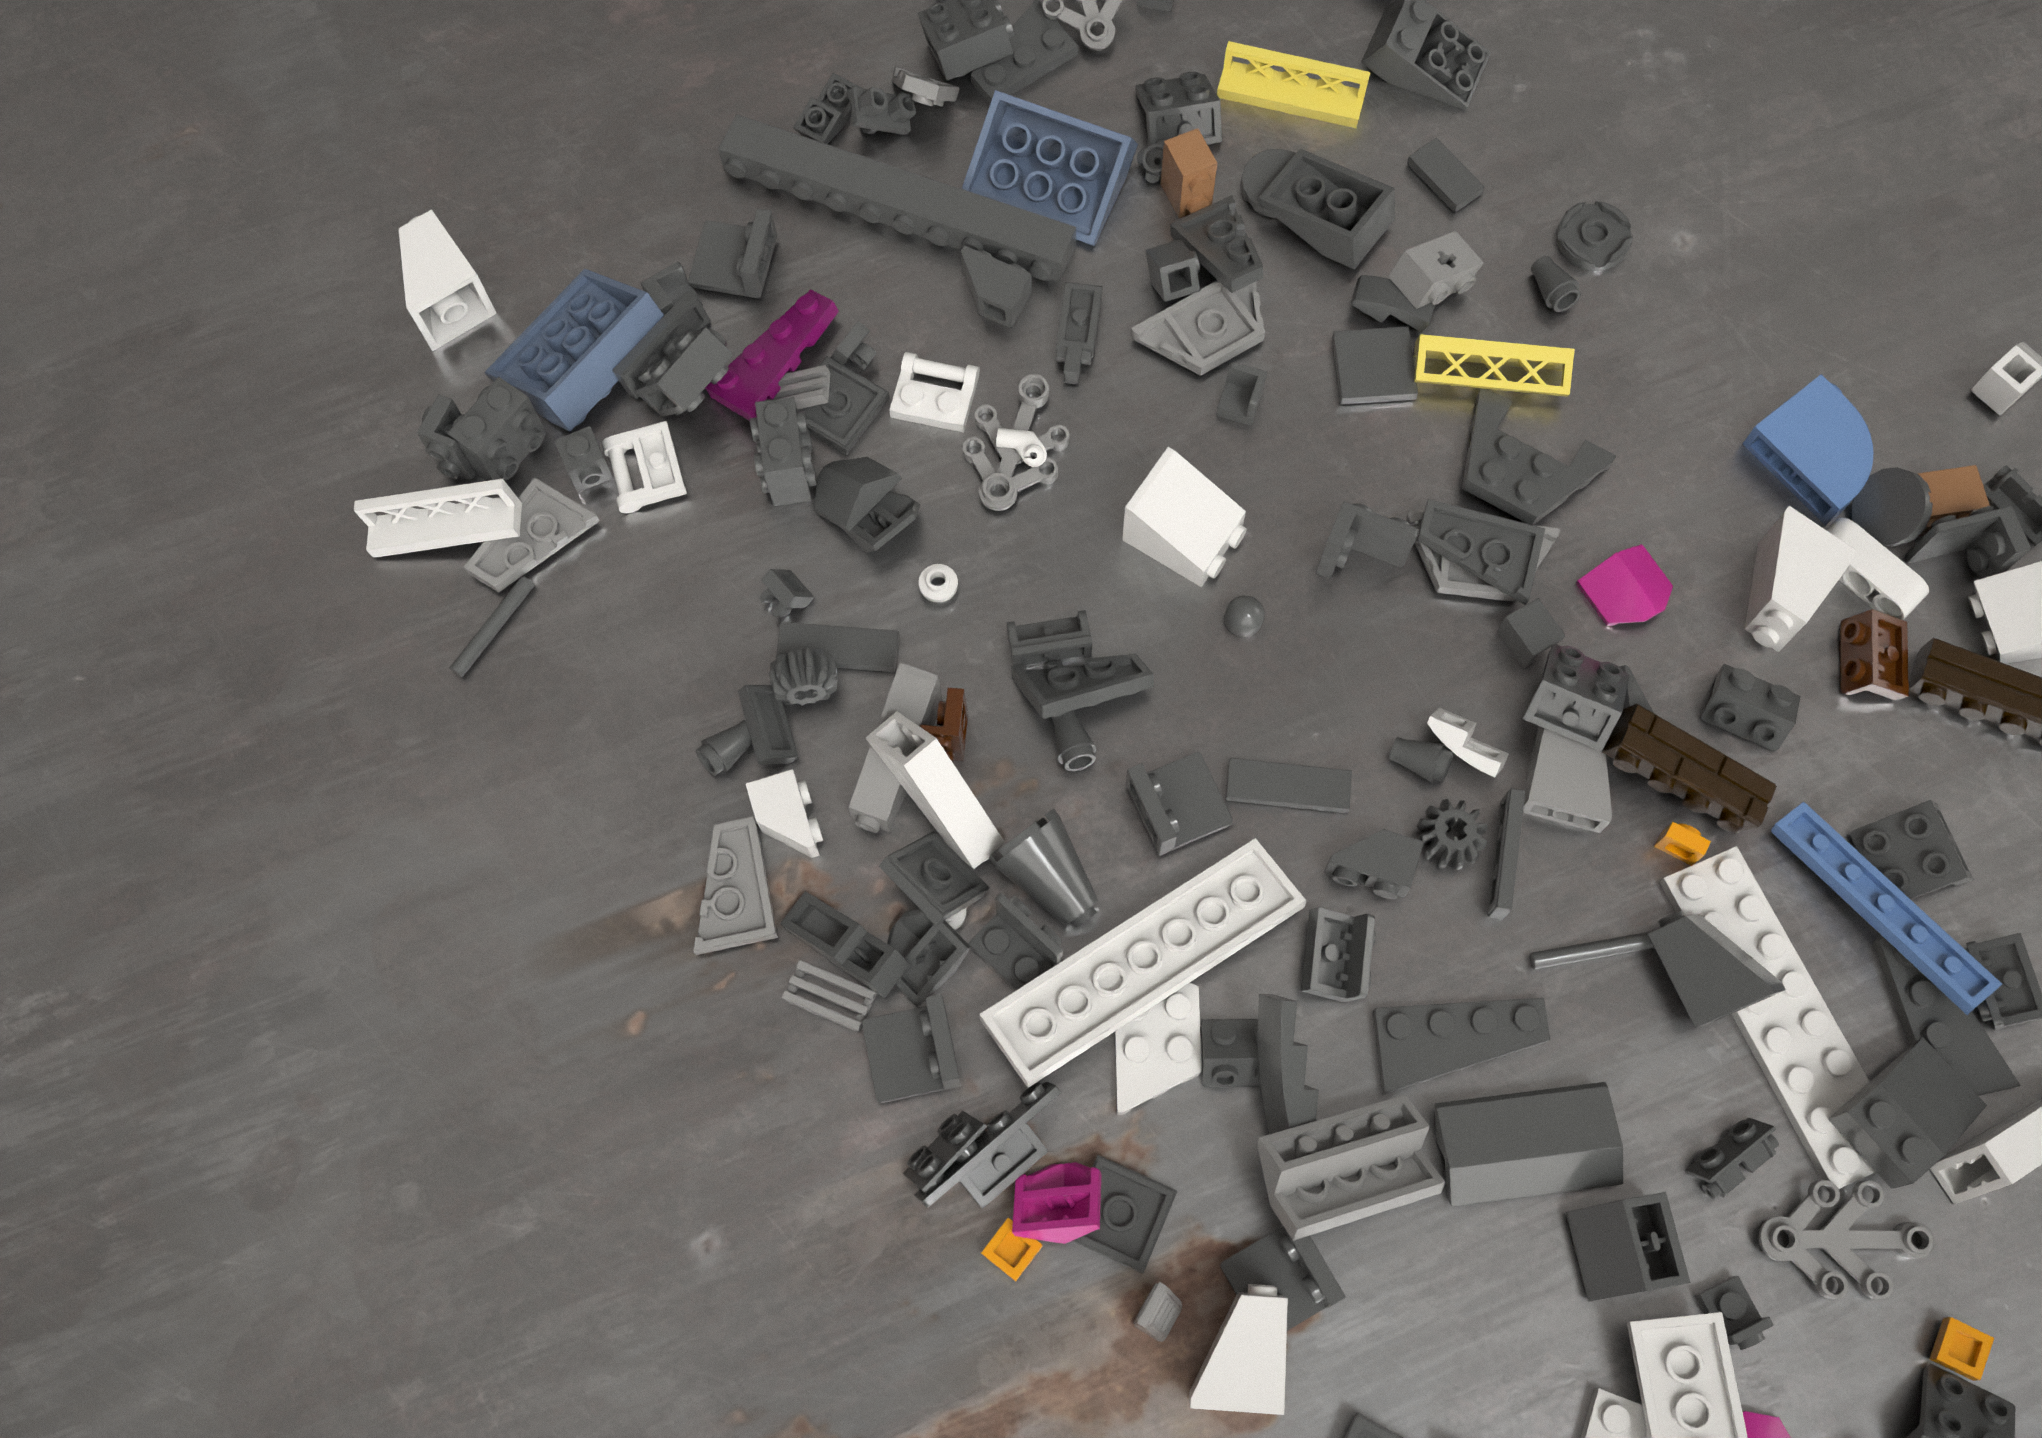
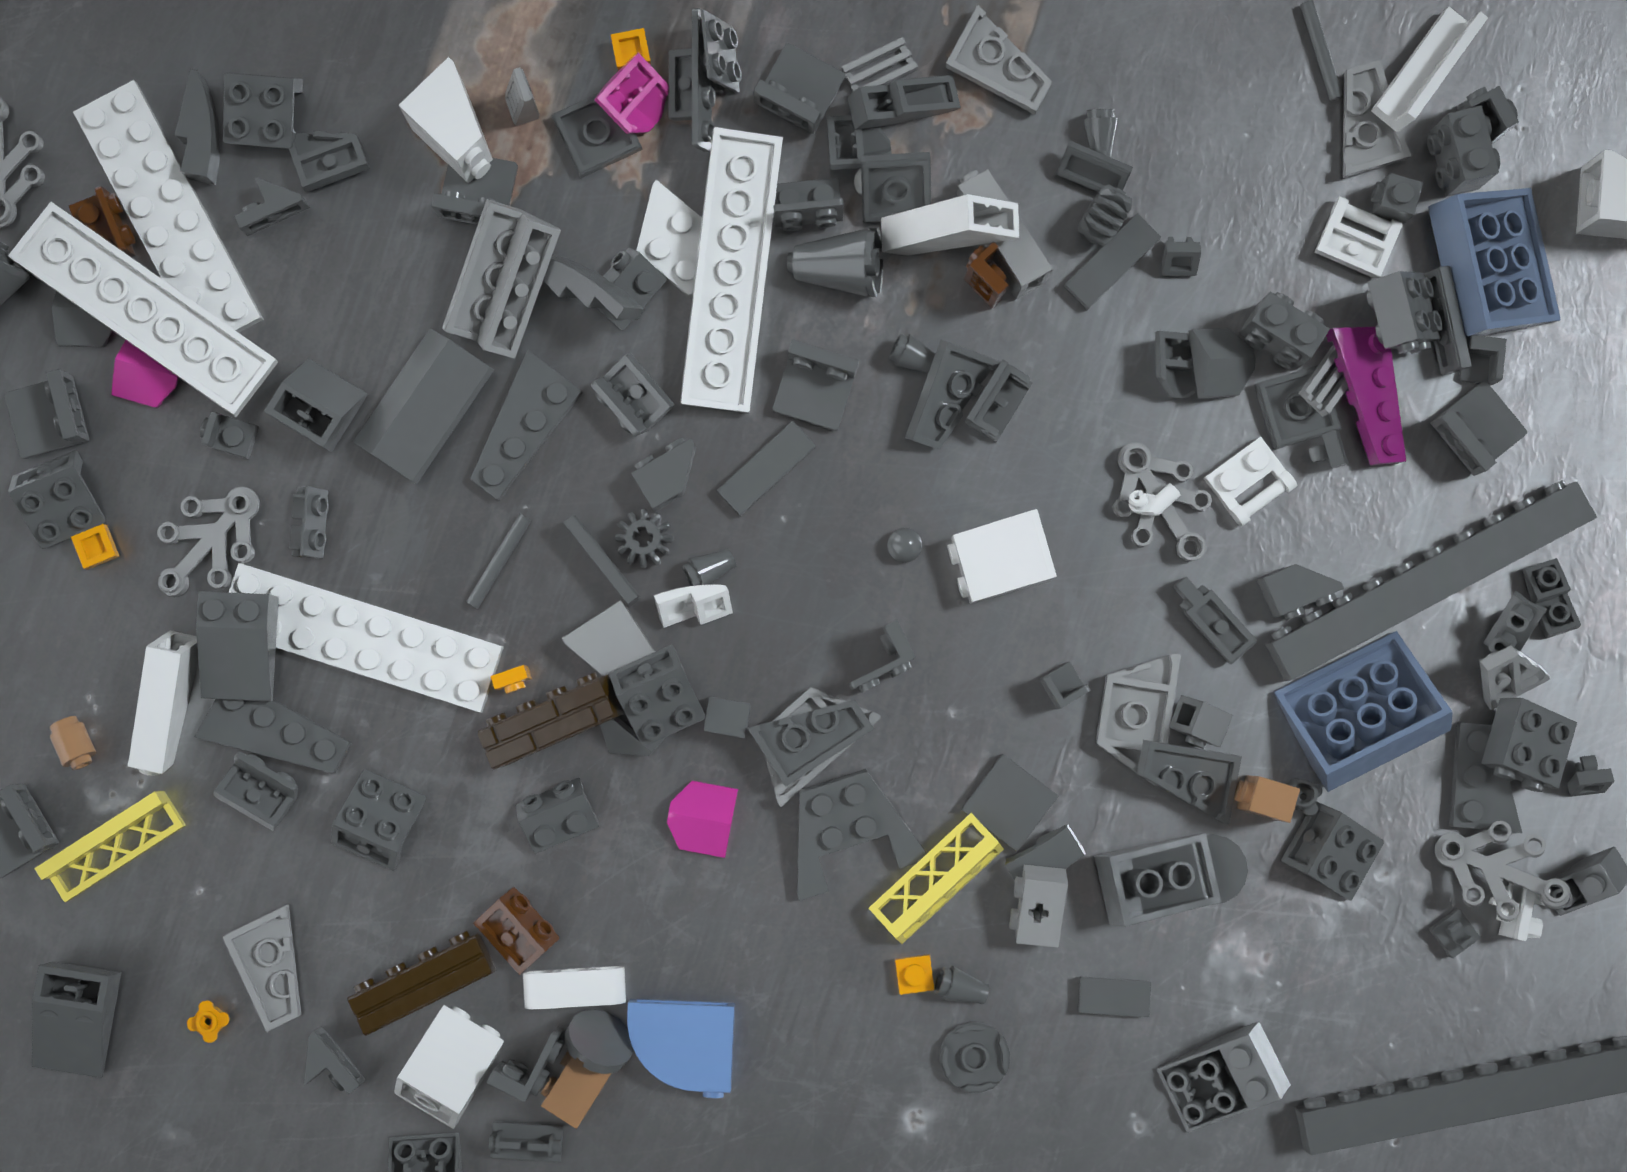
camera: 125 degrees right, 15 degrees up
(782, 813) = (1021, 131): white slope -> none
(938, 593) = (1101, 373): white plate -> none
(1292, 89) = (1281, 950): light yellow fence -> none
(1579, 327) = (914, 974): none -> light orange plate
(1710, 969) = (422, 611): dark grey slope -> none
(1792, 576) = (608, 918): white slope -> none
(1886, 908) = (362, 758): medium blue plate -> none

